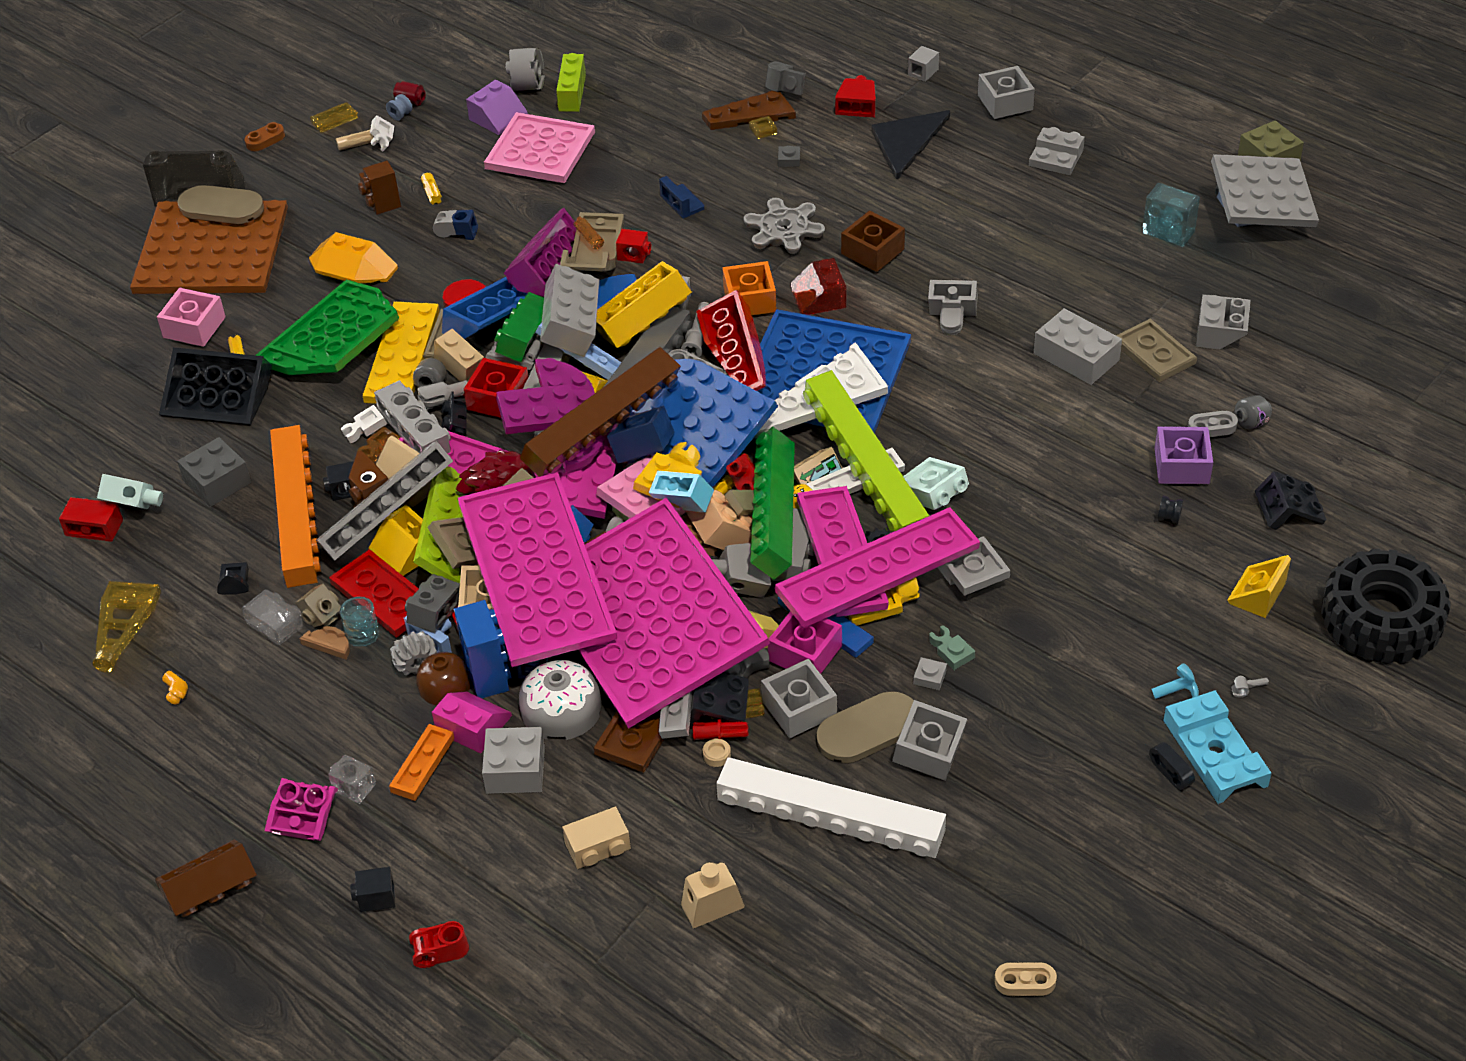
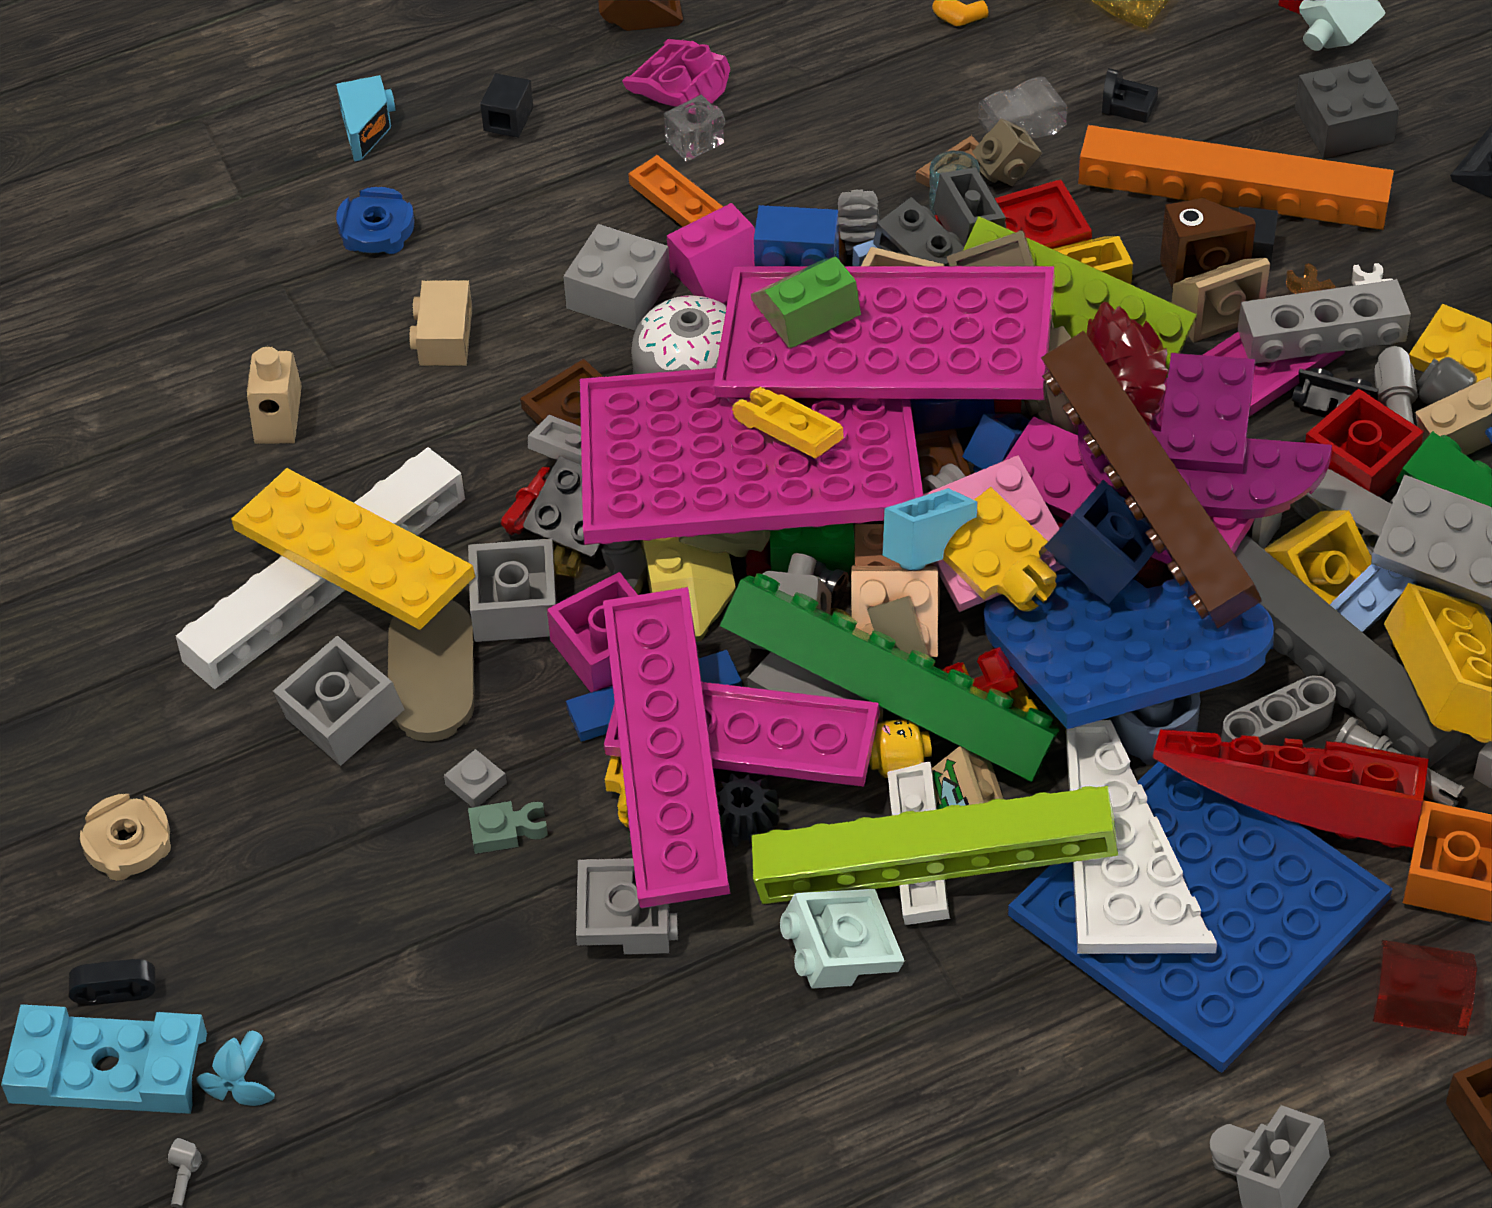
camera: 115 degrees right, 5 degrees up
(384, 500) = (1142, 233): light grey brick -> none
(393, 587) = (961, 199): none -> dark grey brick
(415, 979) = (365, 113): none -> medium azure slope
(437, 944) = (397, 148): red piece -> none
(516, 940) = (387, 236): none -> blue plate
(533, 599) = (809, 301): none -> bright green slope
(630, 583) = (788, 422): none -> yellow hinge
(716, 752) = (500, 491): tan tile -> none
(822, 777) = (353, 548): none -> yellow plate
(1073, 825) = (129, 856): none -> tan plate

